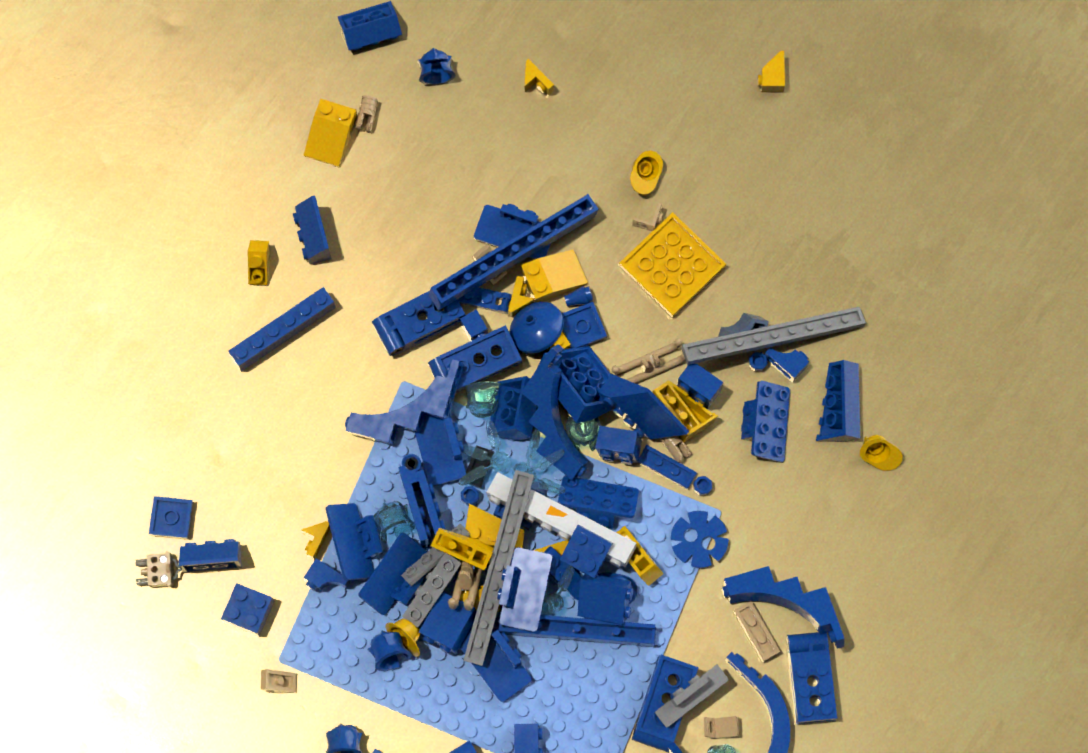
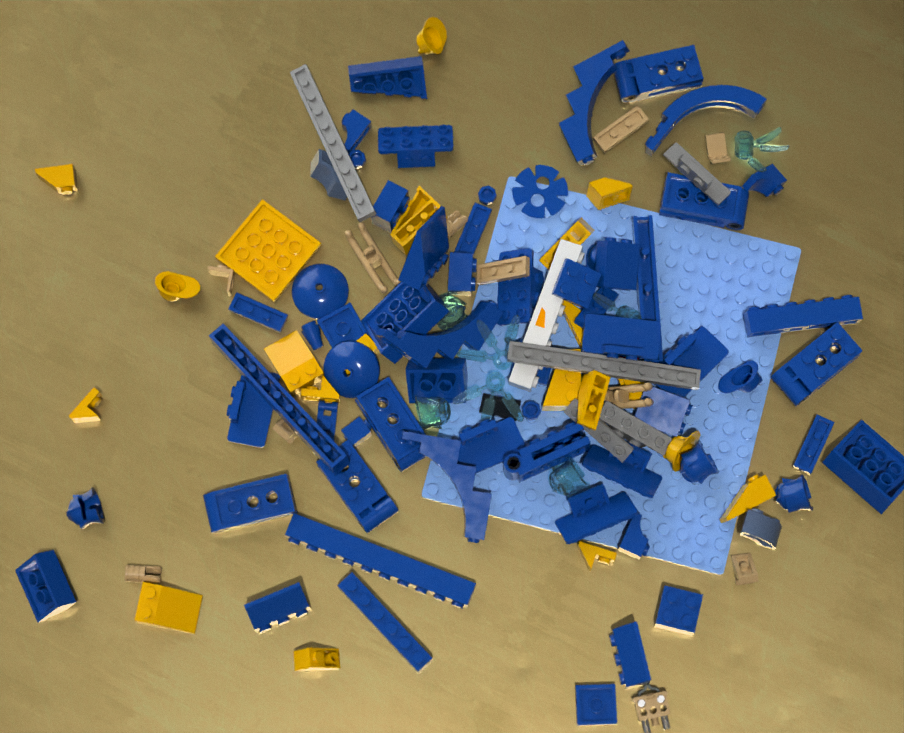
camera: 95 degrees left, 0 degrees up
(313, 703) = (761, 528): none -> sand blue brick
(343, 333) = (380, 560): none -> blue brick
(349, 698) = (749, 496): none -> yellow slope
(417, 201) = (232, 509): none -> blue hinge
(470, 707) = (743, 378): none -> blue piece
(609, 247) = (258, 312): none -> blue plate
(615, 485) = (503, 270): none -> tan plate
(622, 322) = (323, 302): none -> blue dish
(687, 606) = (608, 192): none -> yellow slope

